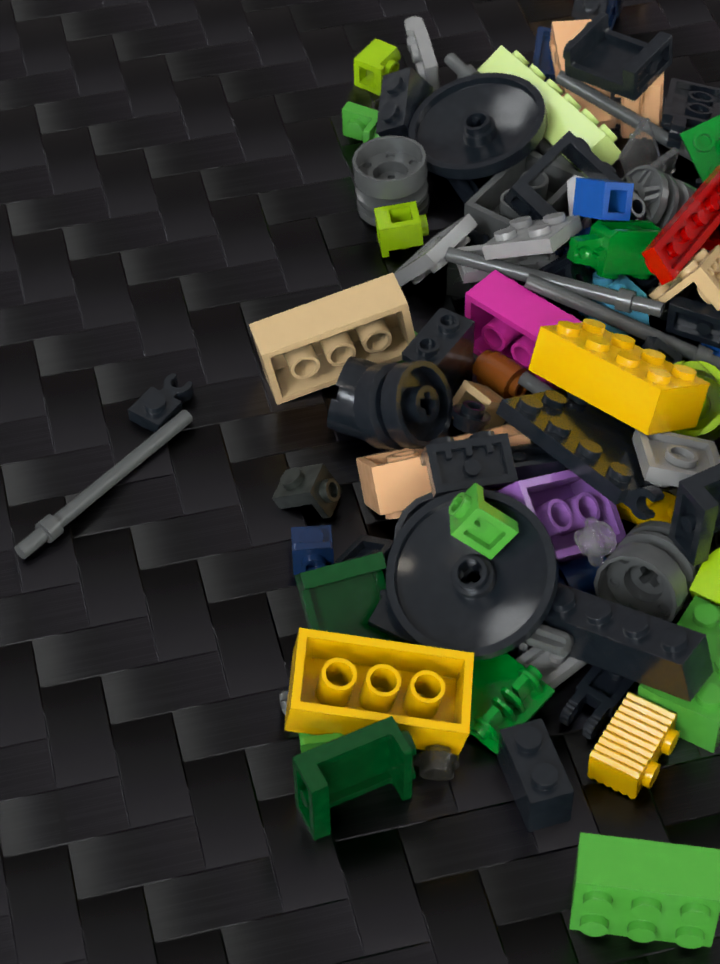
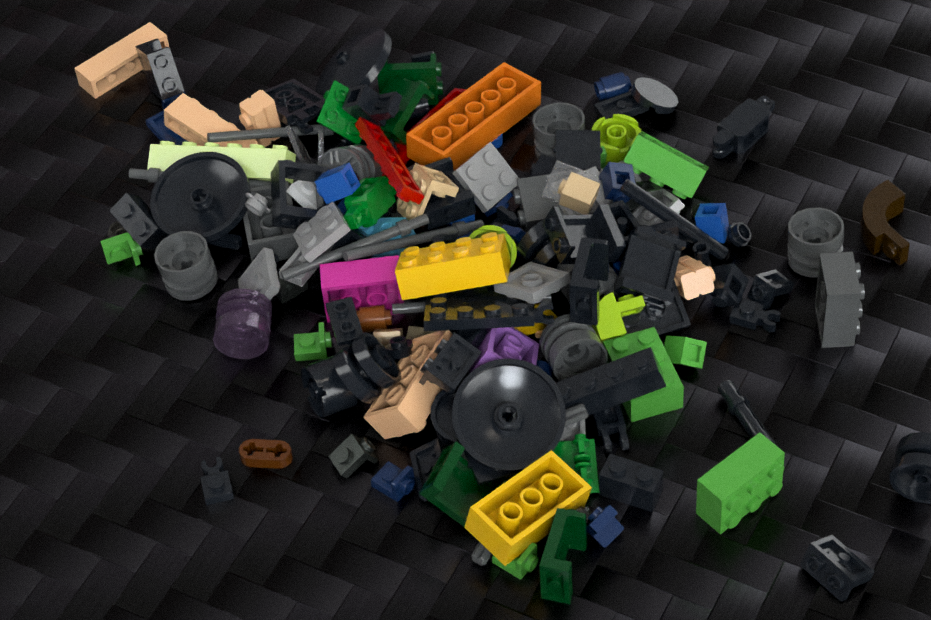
camera: 45 degrees left, 0 degrees up
(52, 525) = (247, 588): dark grey bar -> none
(231, 421) = (265, 453): none -> reddish brown beam
(312, 342) = (276, 368): tan brick -> none
(364, 259) = (242, 323): none -> clear purple wheel
(374, 62) = (81, 211): lime brick -> none
(400, 227) = (216, 284): lime brick -> none
(422, 51) = (95, 182): light grey hinge -> none
(444, 790) = (604, 525): none -> dark blue bracket
(480, 523) = (492, 385): bright green bracket -> none
(515, 166) = (257, 204): none -> light grey plate
(595, 540) = (538, 352): clear plate -> none
(616, 60) = (236, 105): black panel -> none
(632, 745) = (653, 432): yellow brick -> none

